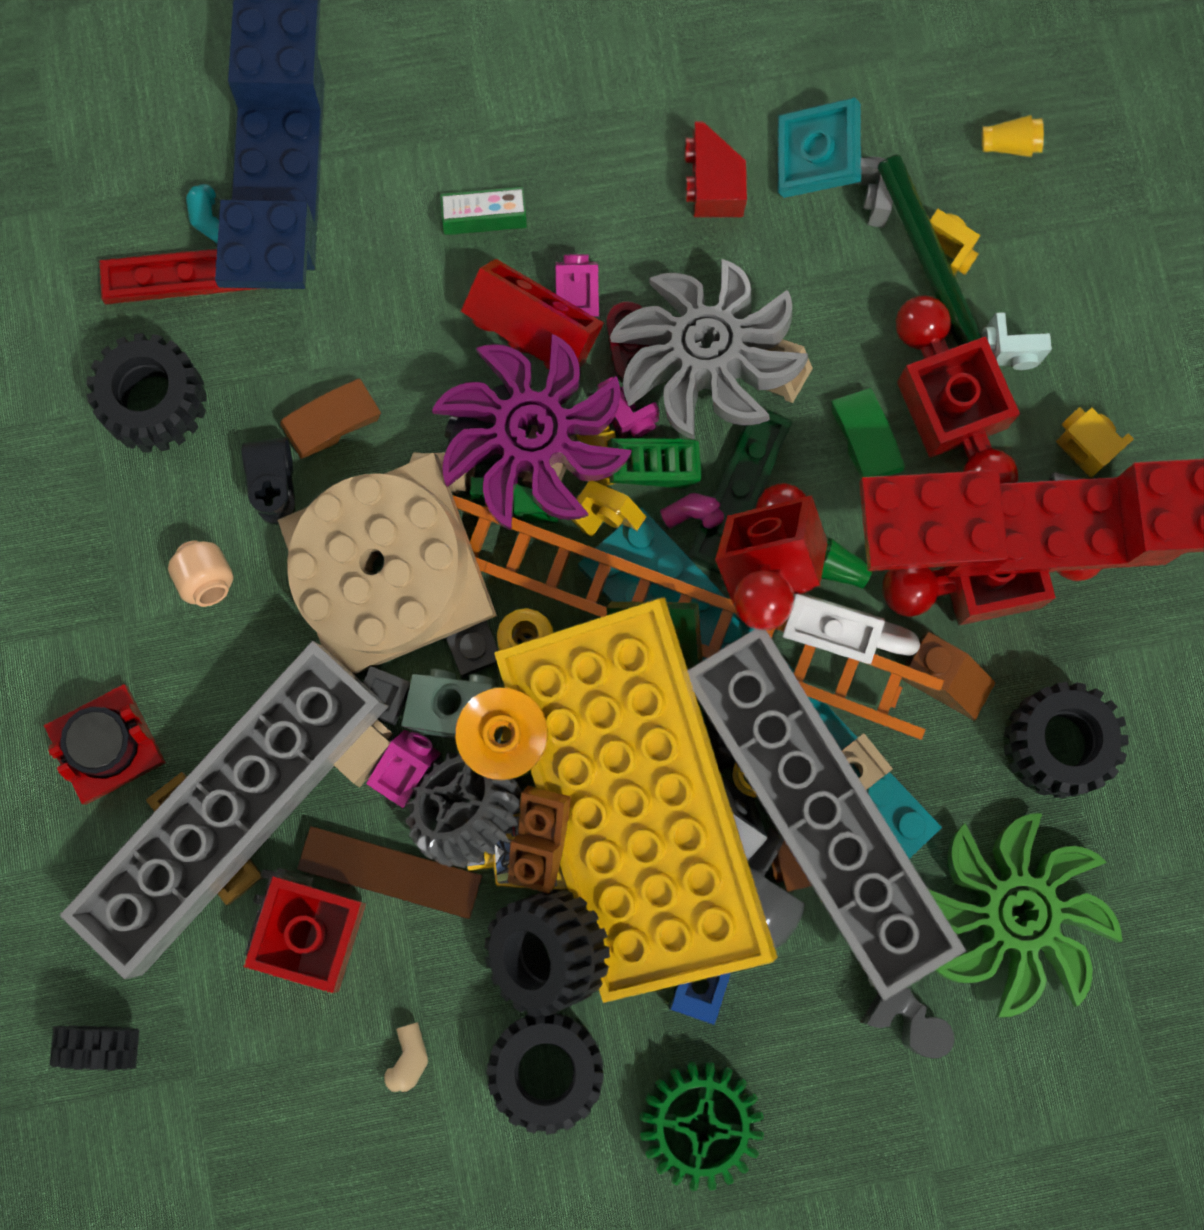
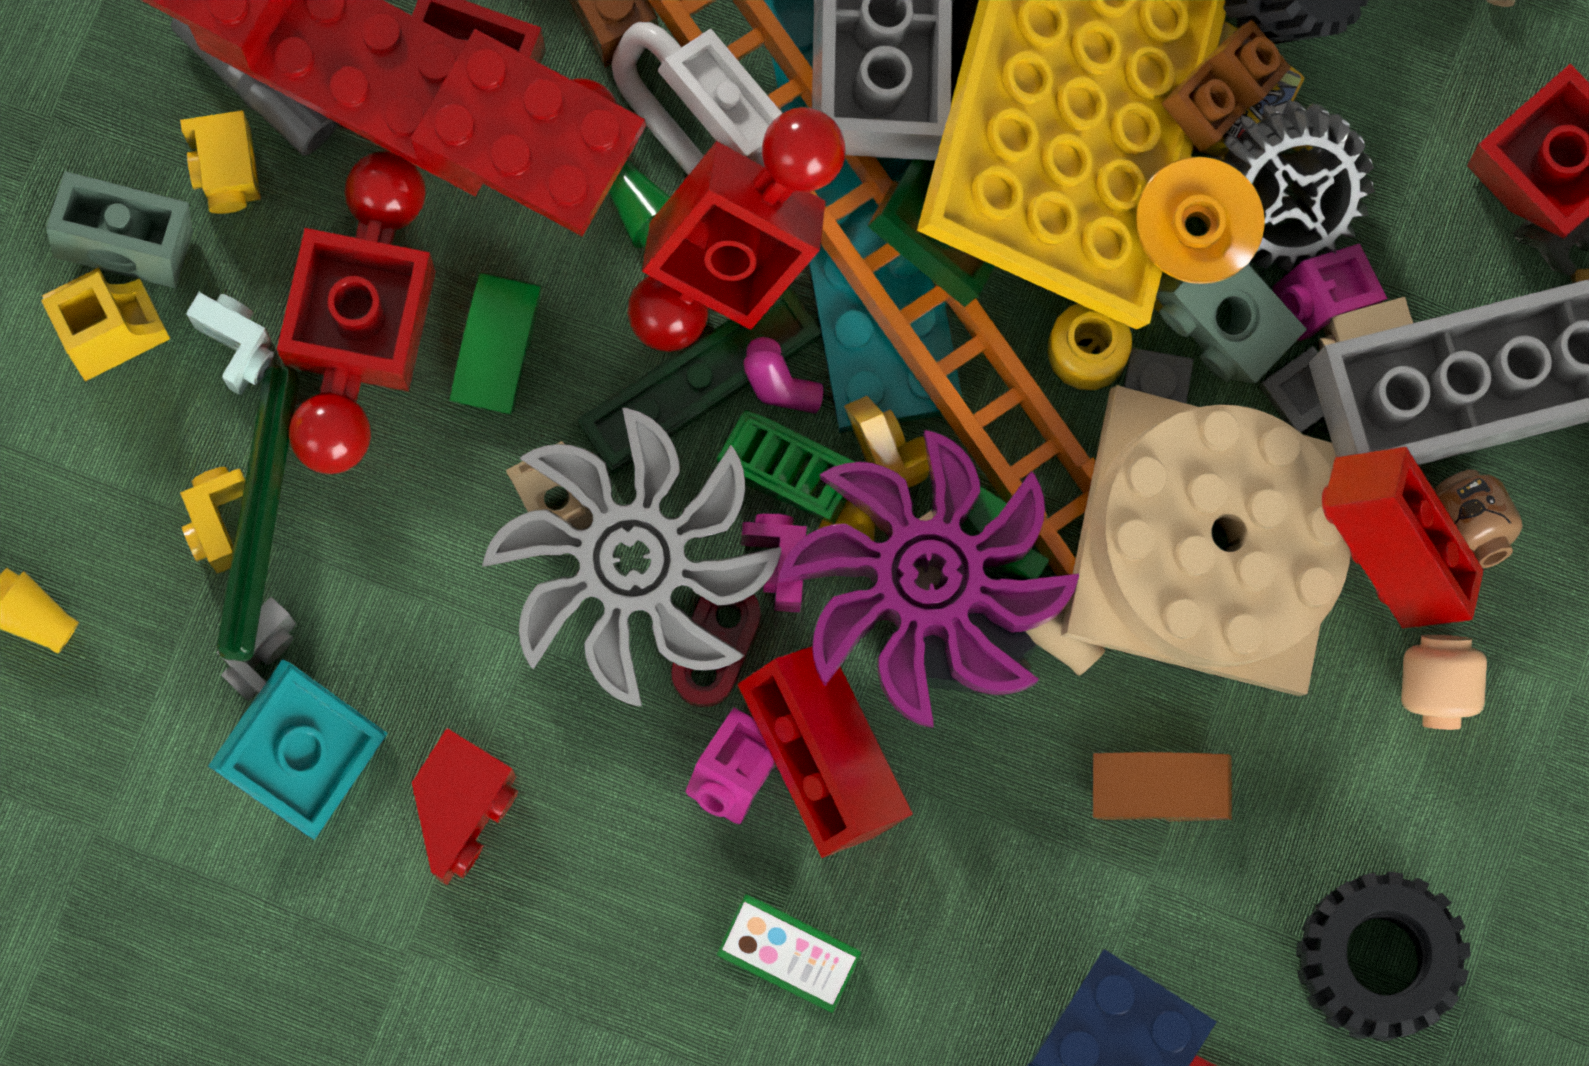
camera: 145 degrees left, 0 degrees up
(235, 679) = (1482, 514): none -> medium nougat head
(267, 622) = (1403, 537): none -> red brick
(270, 472) = (1283, 763): black piece -> none
(390, 872) = (1426, 188): reddish brown tile -> none
(1093, 308) = (103, 321): none -> yellow brick
(1120, 359) = (119, 229): none -> sand green brick

